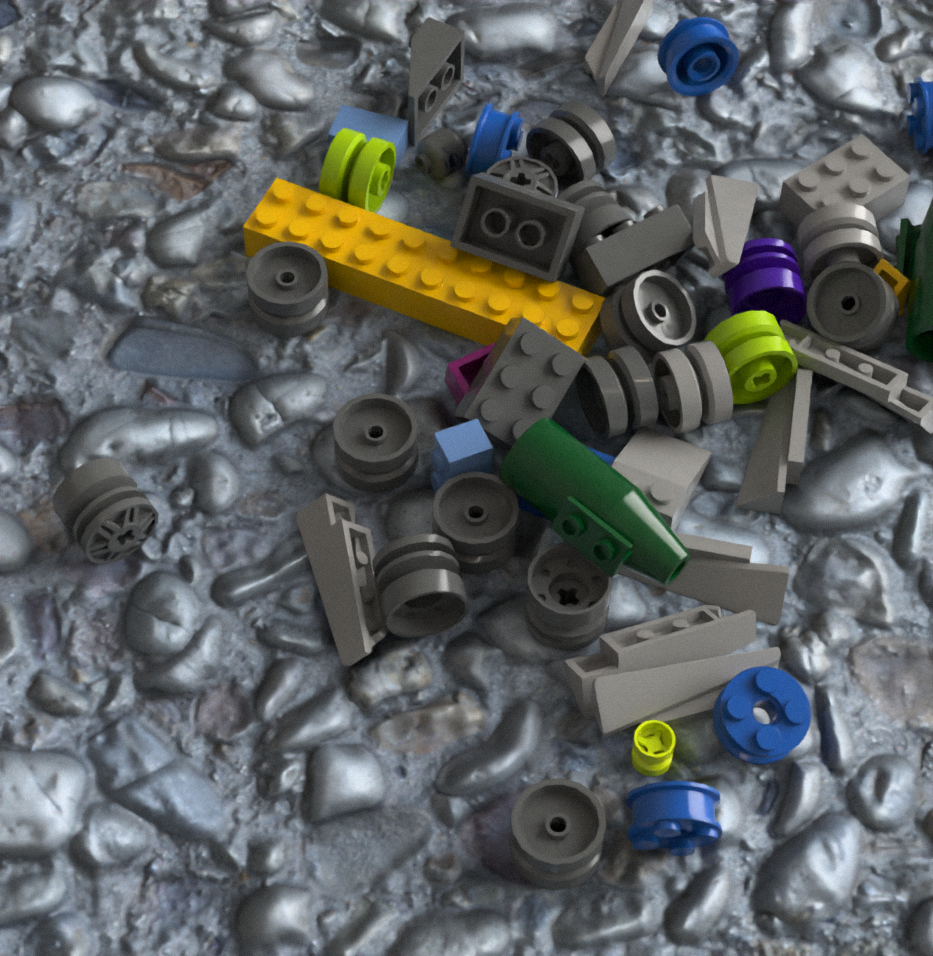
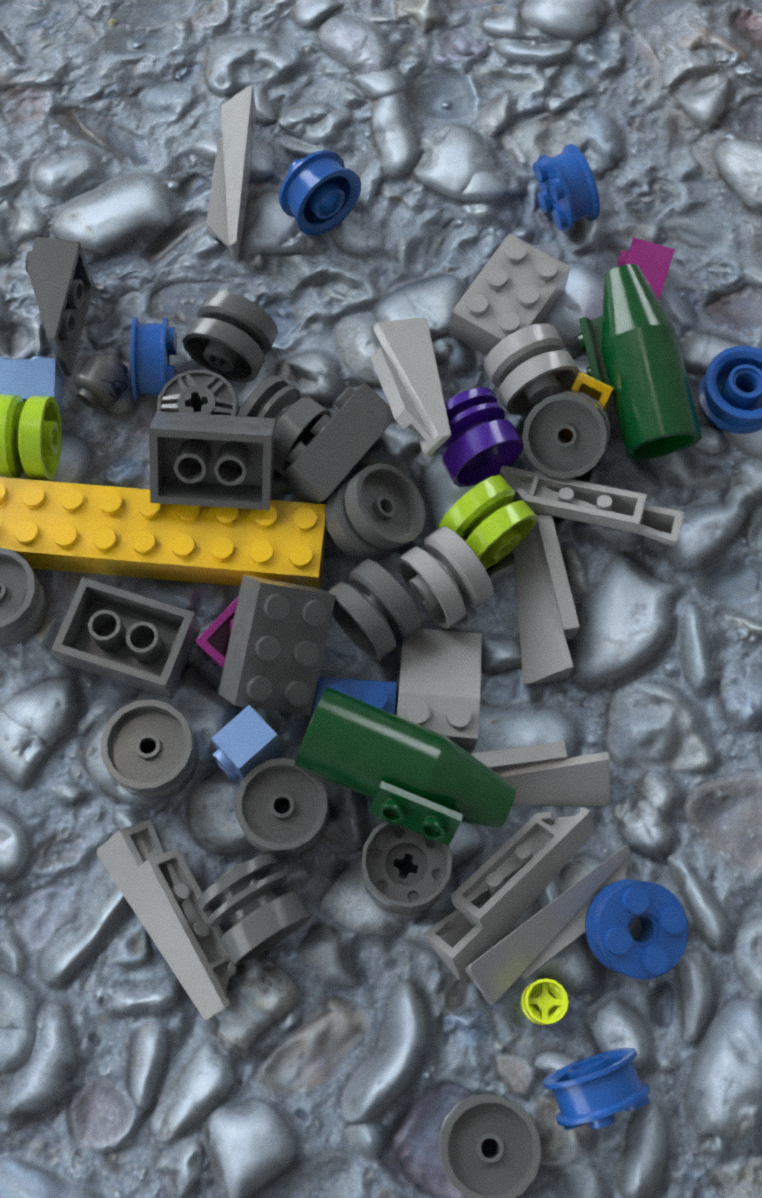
camera: 20 degrees left, 15 degrees up
(387, 350) = (126, 637): none -> dark grey brick

